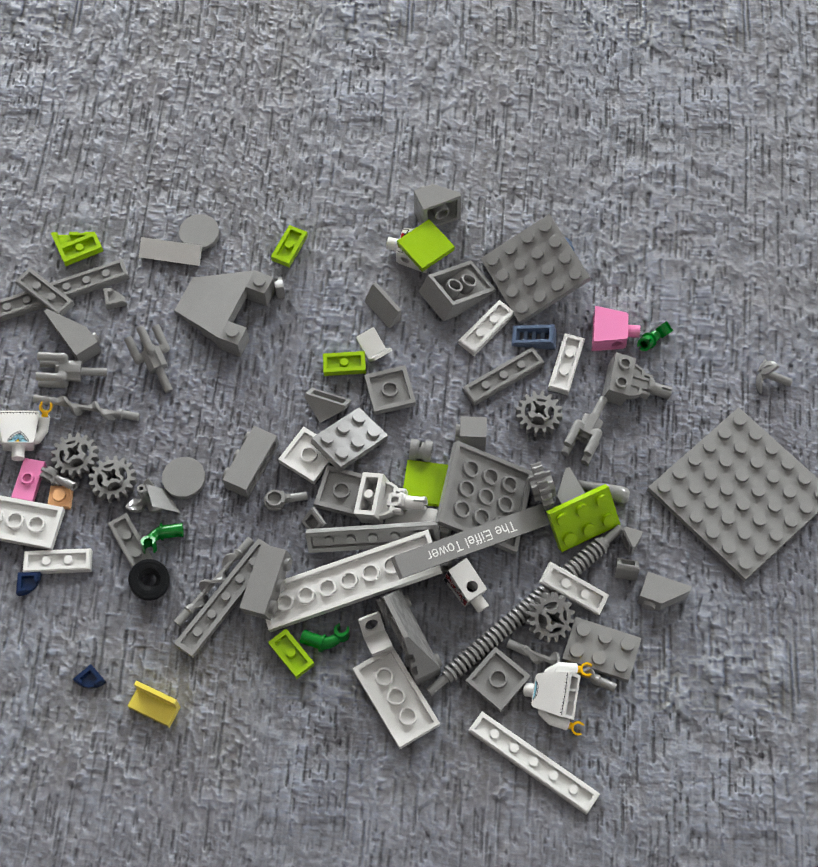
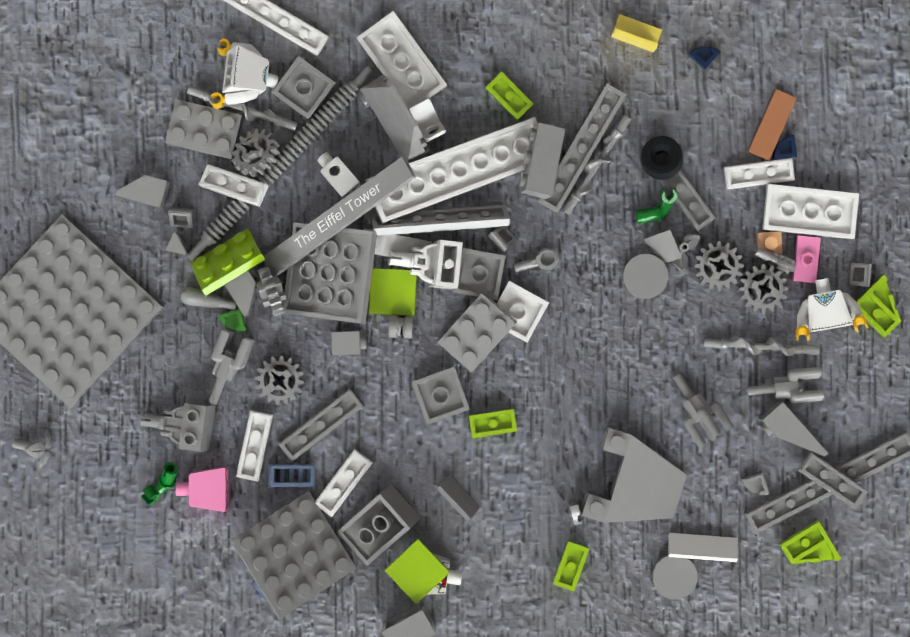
camera: 175 degrees right, 25 degrees up
(36, 605) = (771, 125): none -> nougat tile
(250, 461) = (578, 298): light grey brick -> none
(324, 642) = (479, 110): green piece -> none
(325, 404) = (506, 374): light grey slope -> none
(372, 345) = (463, 445): white bracket -> none
(581, 471) = (233, 320): none -> bright green tile

